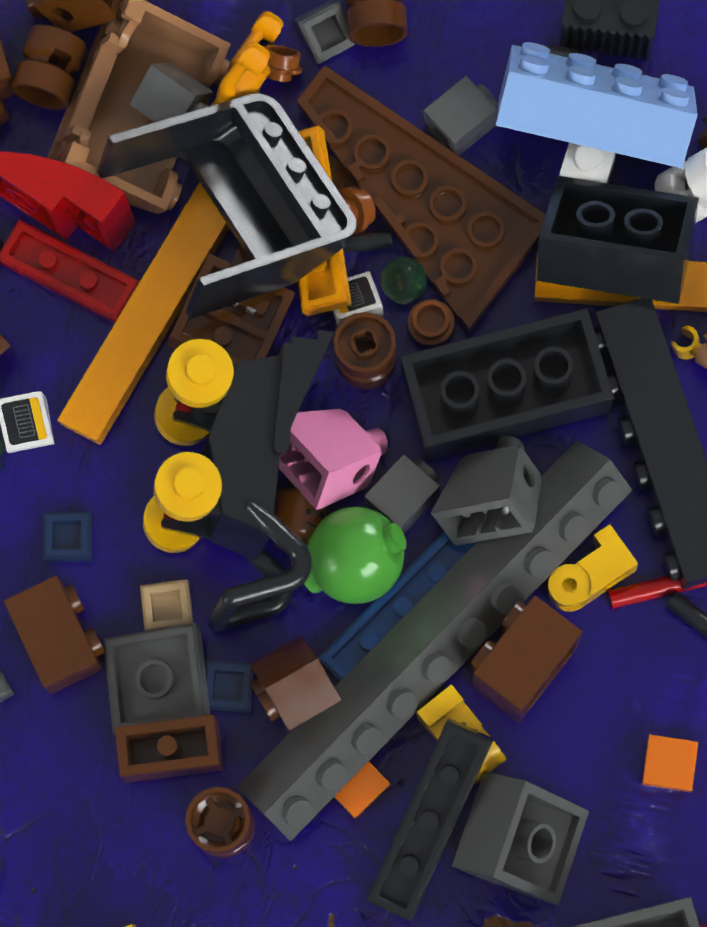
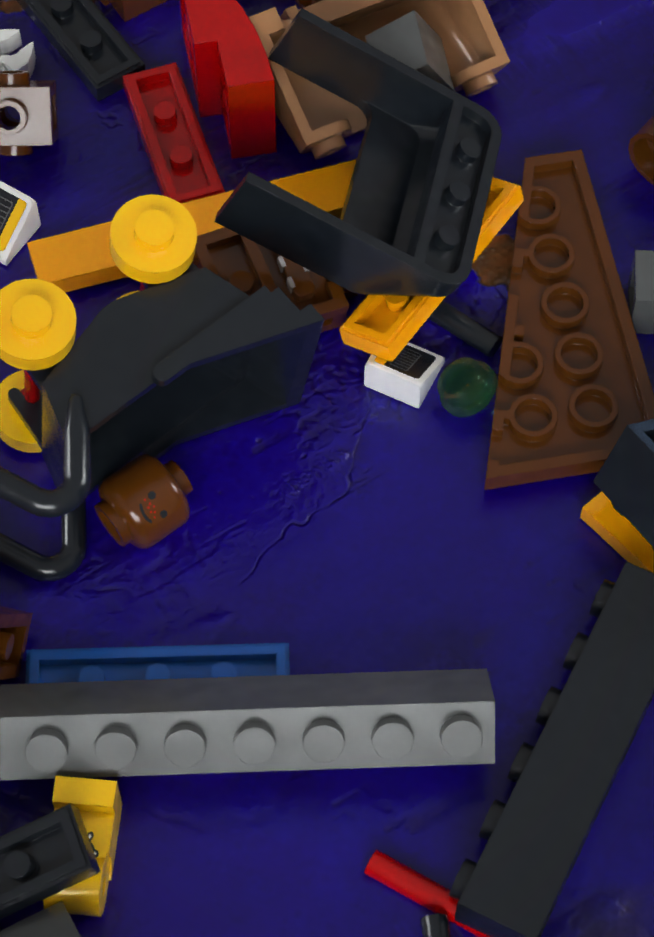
camera: 35 degrees right, 15 degrees down
(249, 65) = (503, 90): light orange piece -> none
(283, 62) = (543, 120): dark orange plate -> none
(324, 30) = (611, 128): dark grey slope -> none
(331, 456) = (227, 465): bright pink torso -> none
(355, 555) = (155, 579): bright green brick -> none
(361, 205) = (483, 290): dark orange plate -> none
(365, 350) = (363, 411): reddish brown wheel -> none
(404, 492) = (265, 572): dark grey brick -> none
(431, 322) = (456, 447): dark orange plate -> none
(490, 495) = (344, 638): dark grey torso -> none
(506, 384) = (467, 555): black brick -> none
(525, 658) = (213, 824): reddish brown brick -> none
(580, 583) = (373, 814): yellow leg -> none

